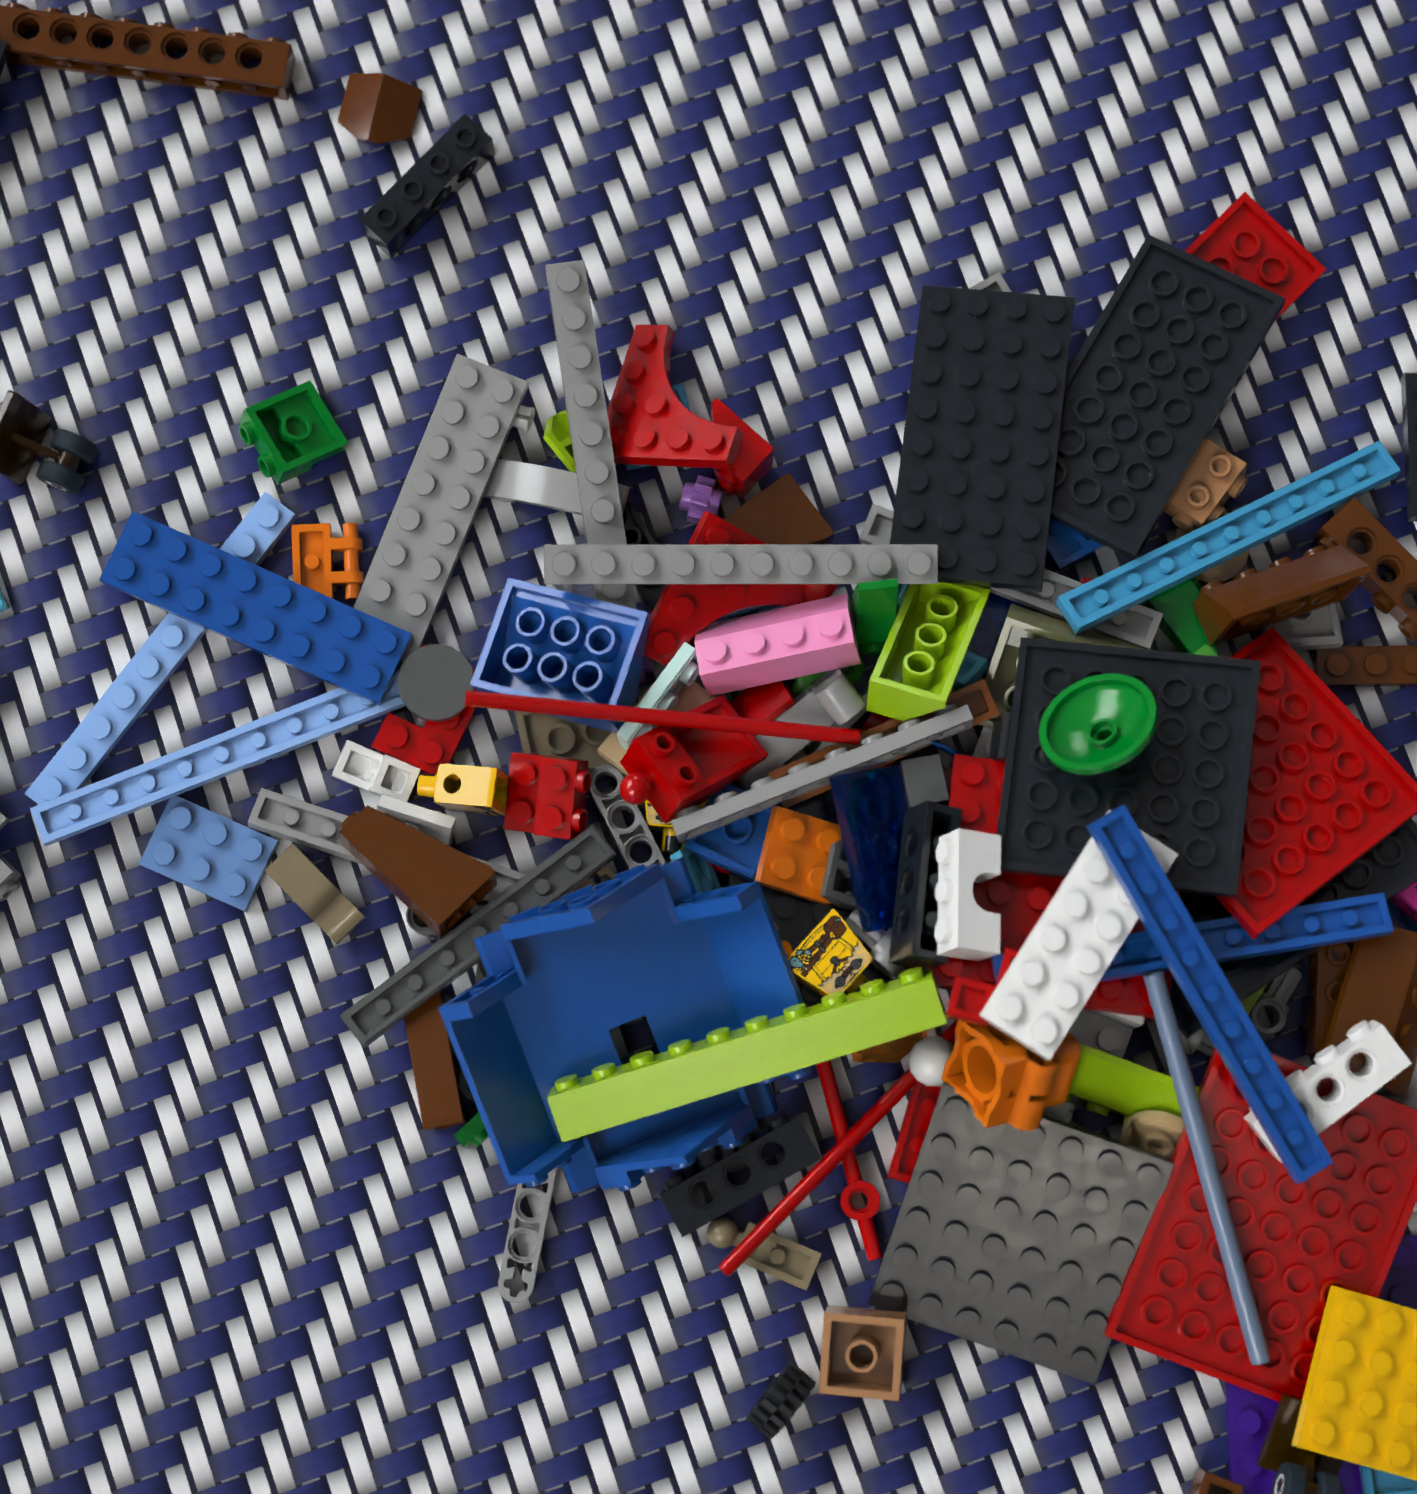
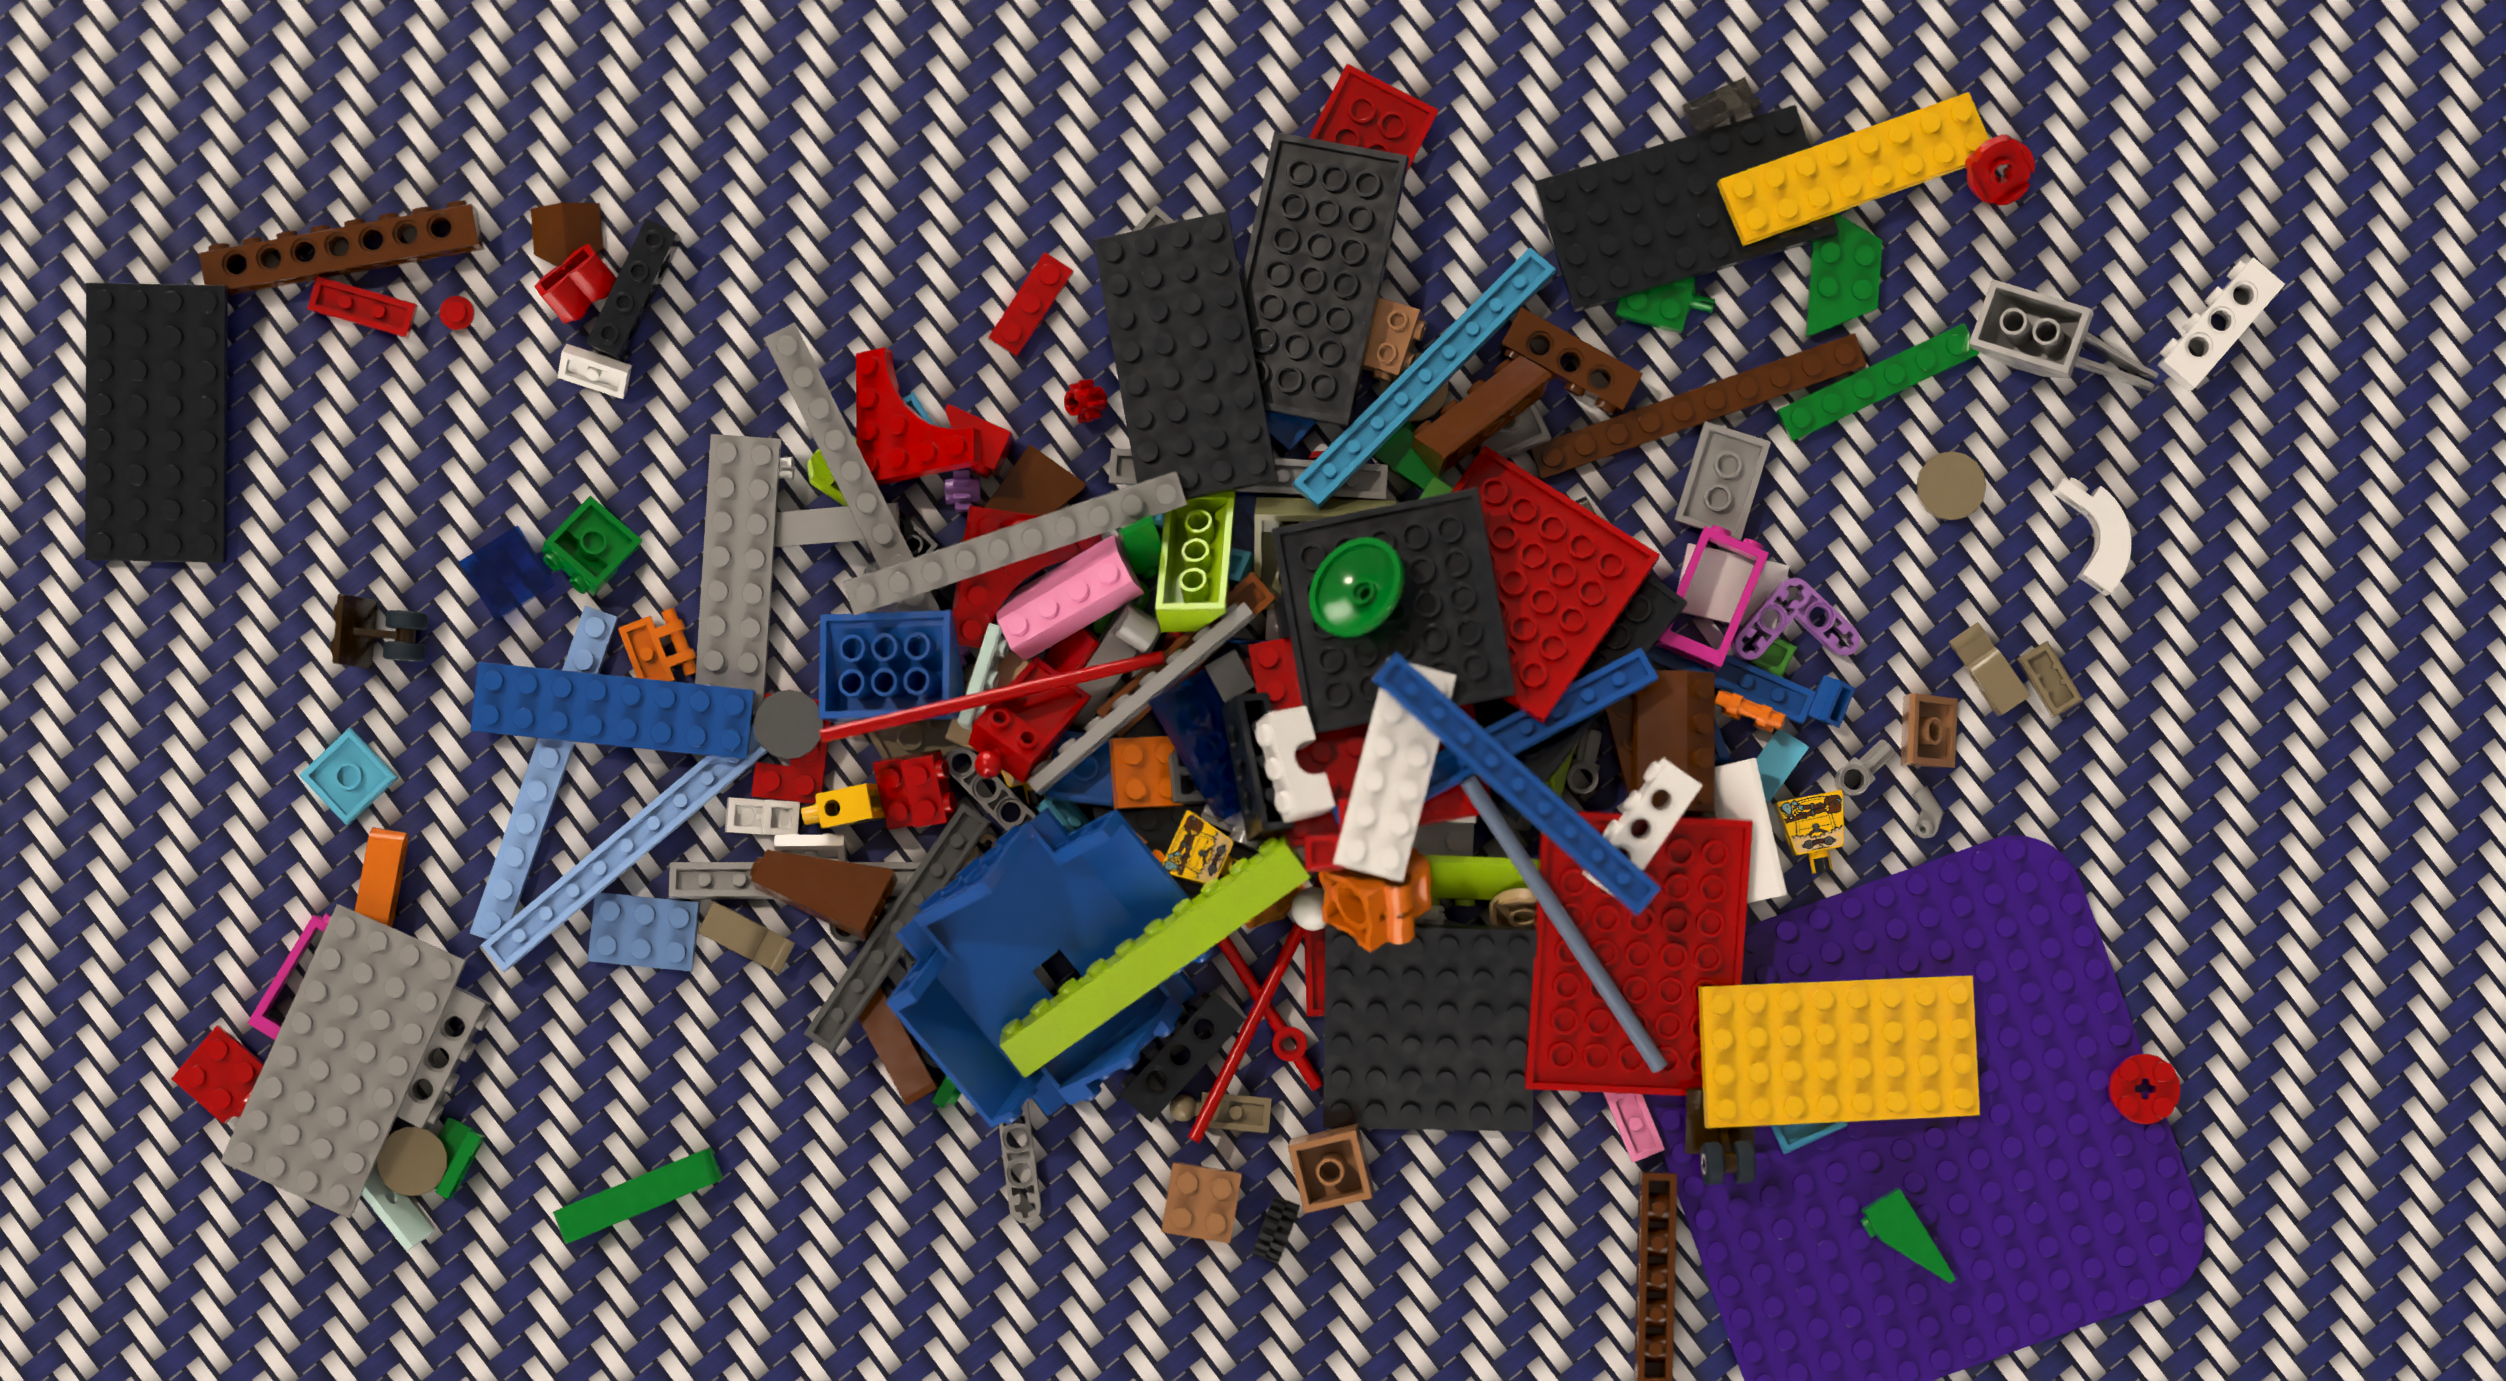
camera: 15 degrees left, 5 degrees up
(104, 1133) = (638, 1195): none -> green beam
(142, 115) = (362, 307): none -> red plate
(196, 432) = (507, 573): none -> clear blue plate
(237, 152) = (457, 313): none -> red plate
(358, 255) = (594, 371): none -> white plate
(369, 160) = (576, 284): none -> red brick
(709, 1343) = (1201, 1202): none -> medium nougat brick
(834, 334) = (1030, 304): none -> red plate
(860, 448) = (1085, 401): none -> red gear
(1208, 1414) = (1634, 1125): none -> bright pink plate

